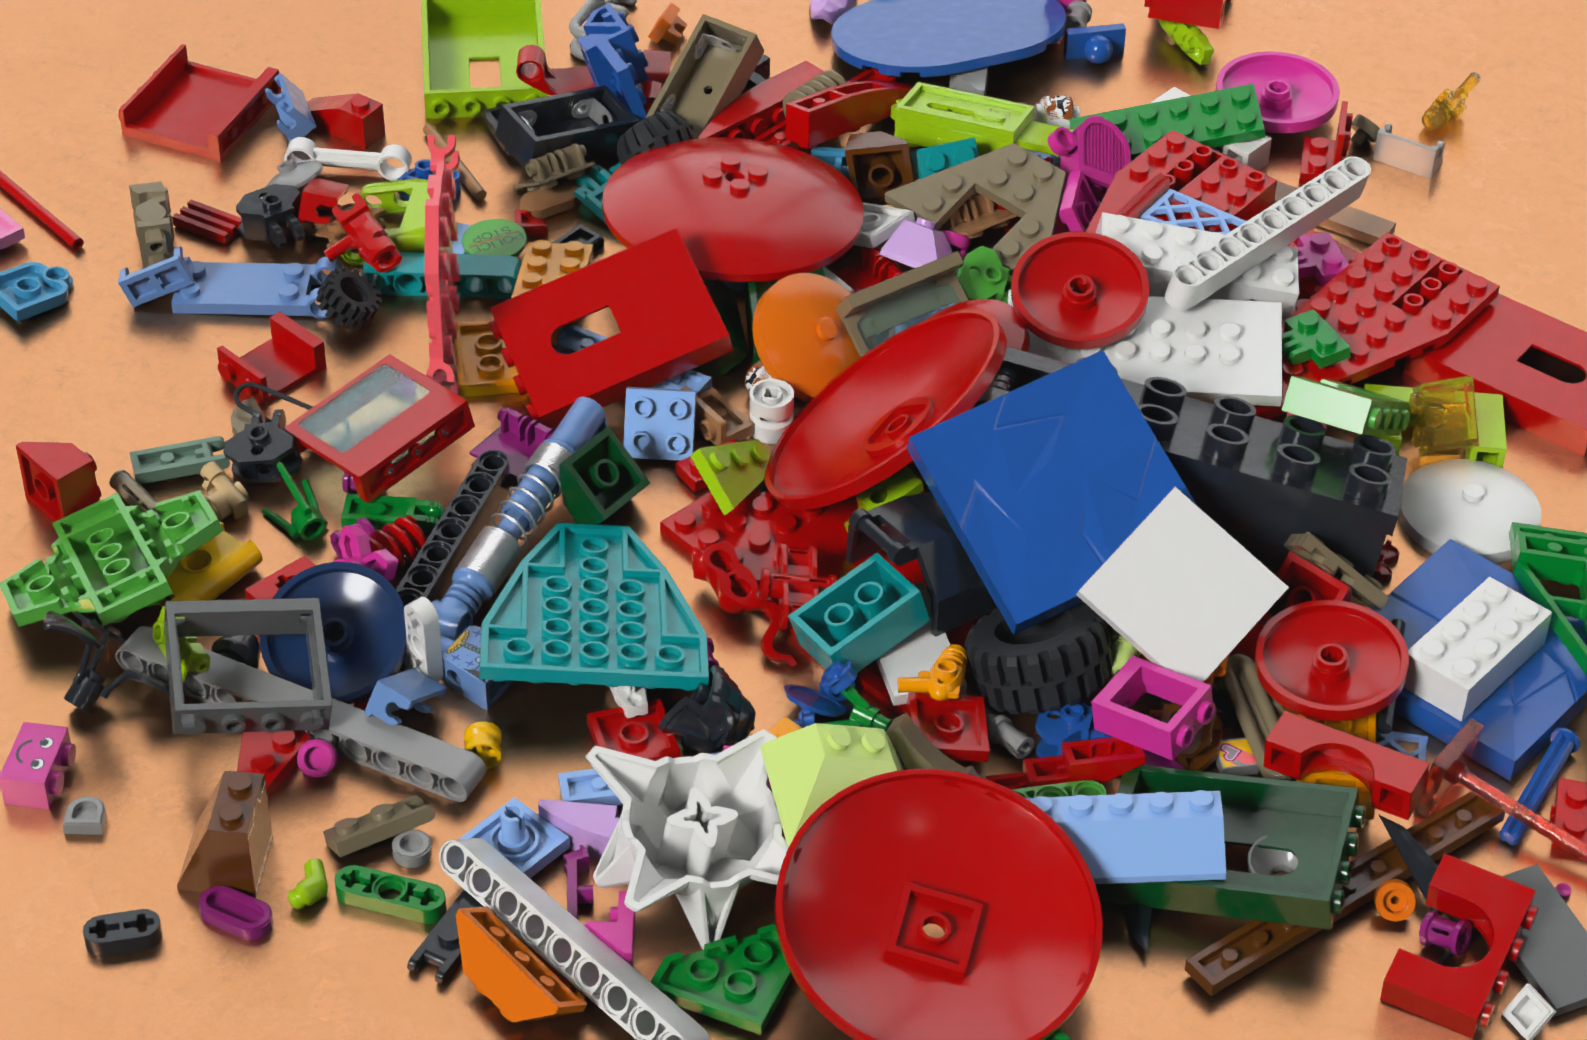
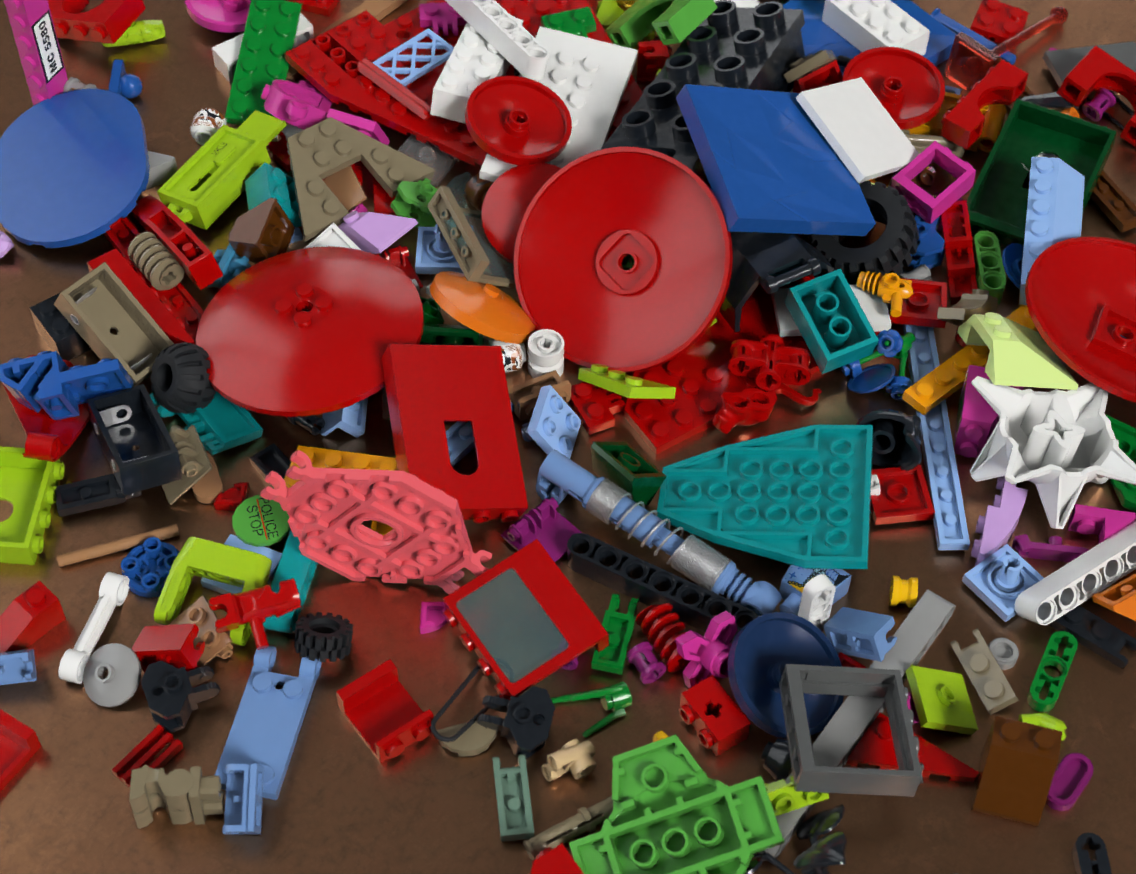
camera: 80 degrees left, 10 degrees up
(327, 781) = (941, 700): none -> lime plate

